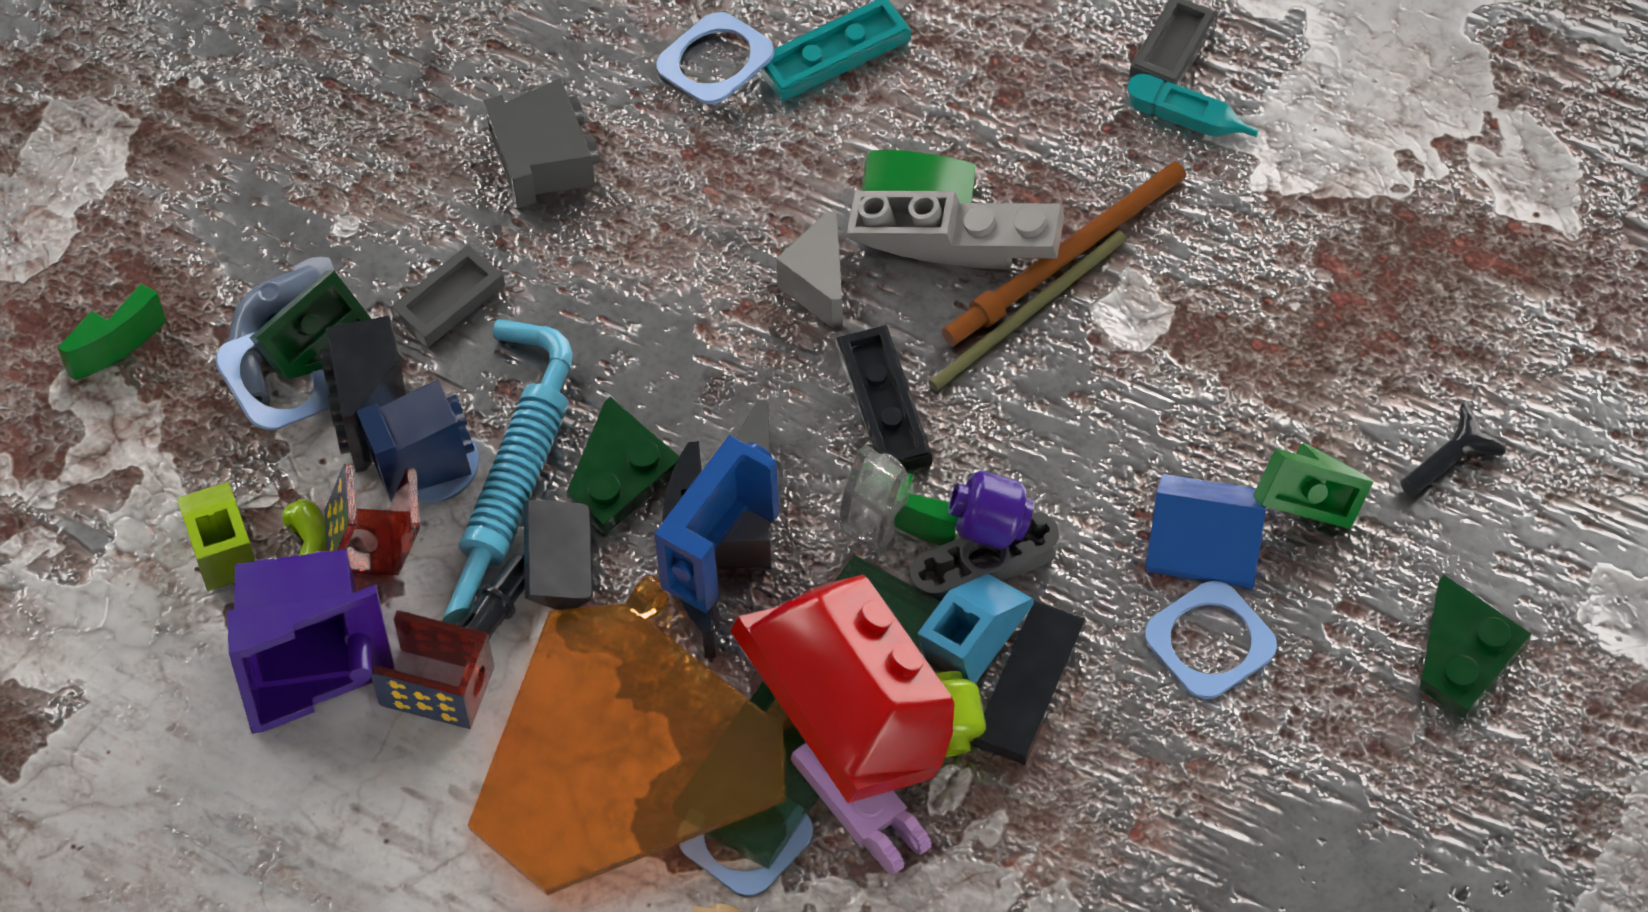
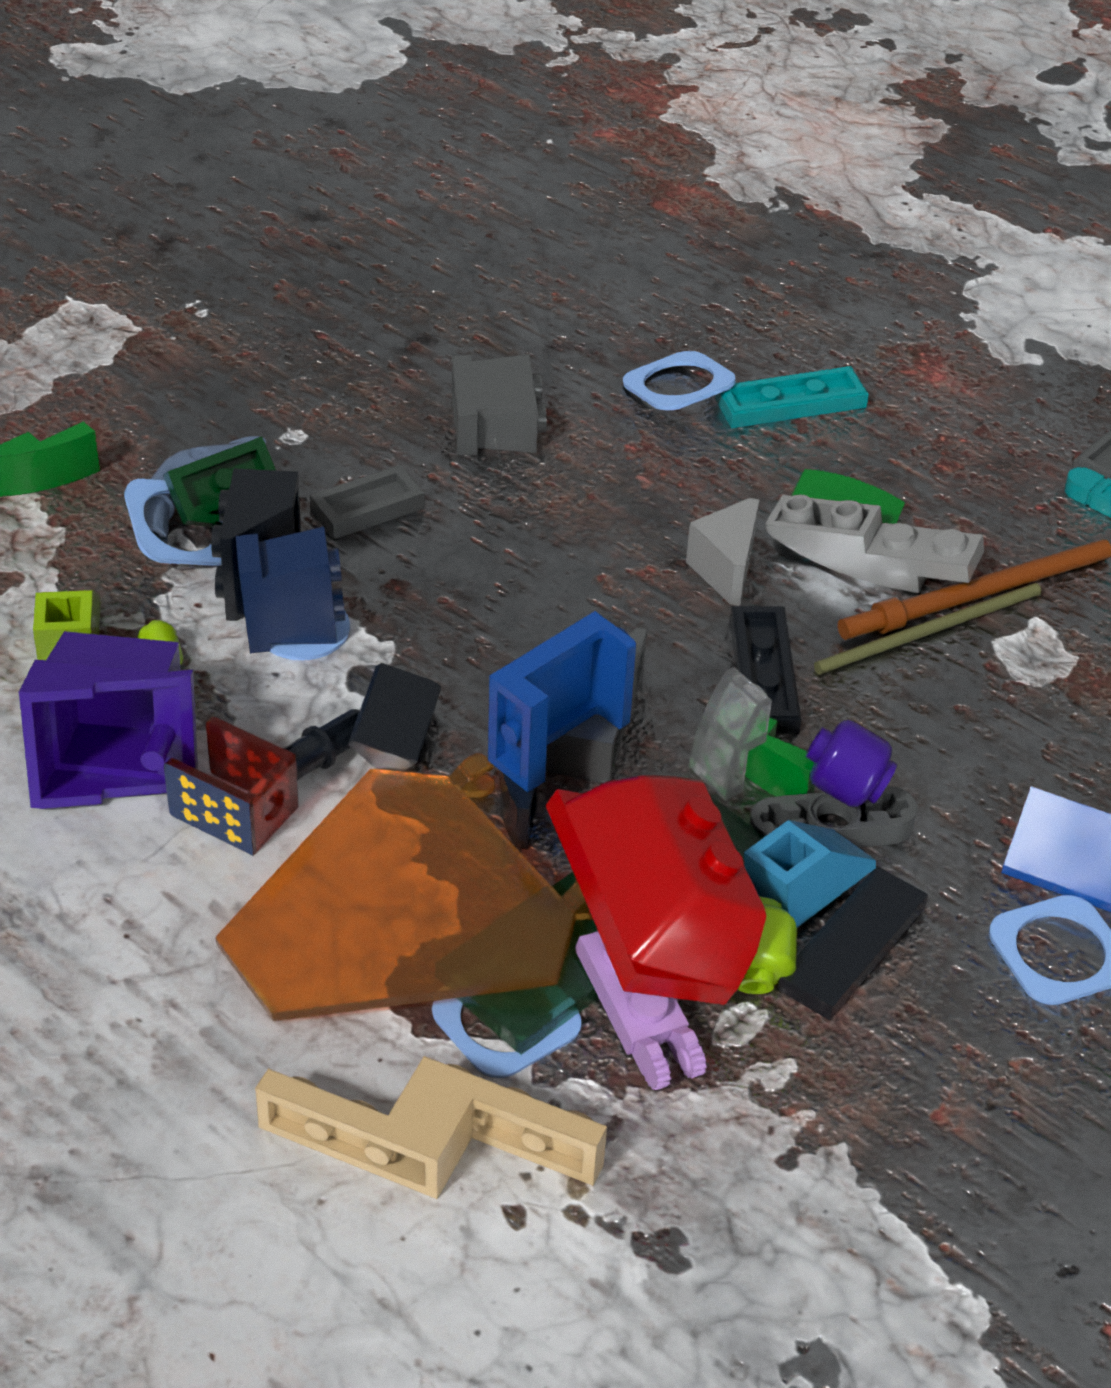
camera: 10 degrees right, 15 degrees down
(392, 528) = (233, 663): clear red piece -> none
(516, 464) = (380, 639): medium azure piece -> none
(619, 467) = (470, 659): dark green wing -> none

